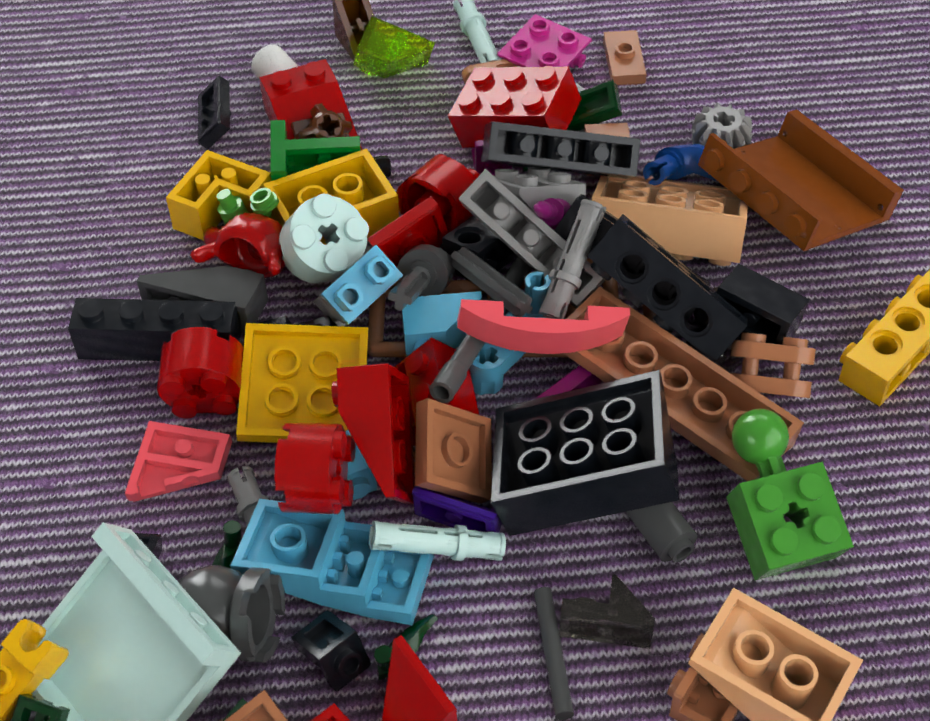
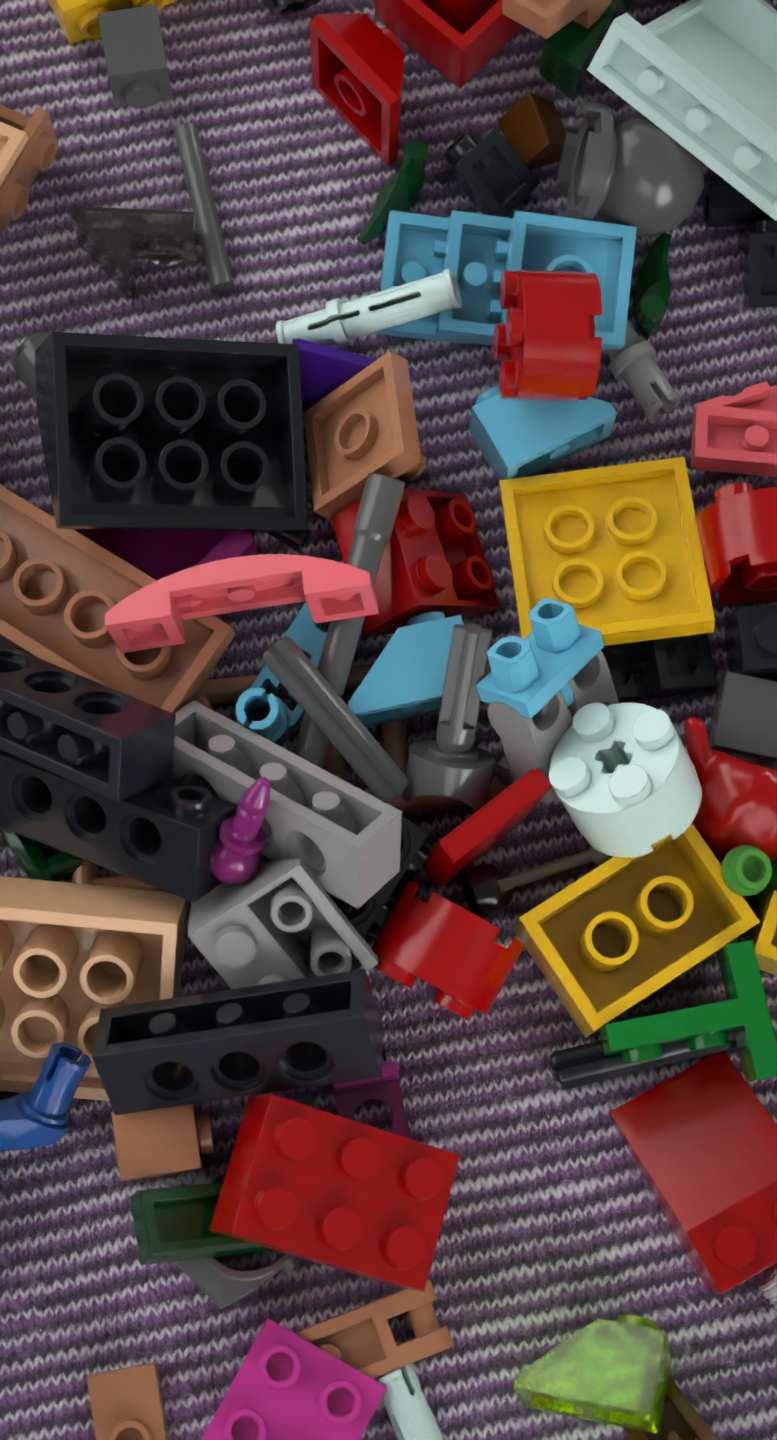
camera: 170 degrees right, 25 degrees up
(286, 681) = (534, 131): none -> reddish brown slope
(322, 124) = (688, 1104): reddish brown piece -> none
(378, 415) = (474, 433): red slope -> none
(566, 276) = (209, 708): light grey pin -> none

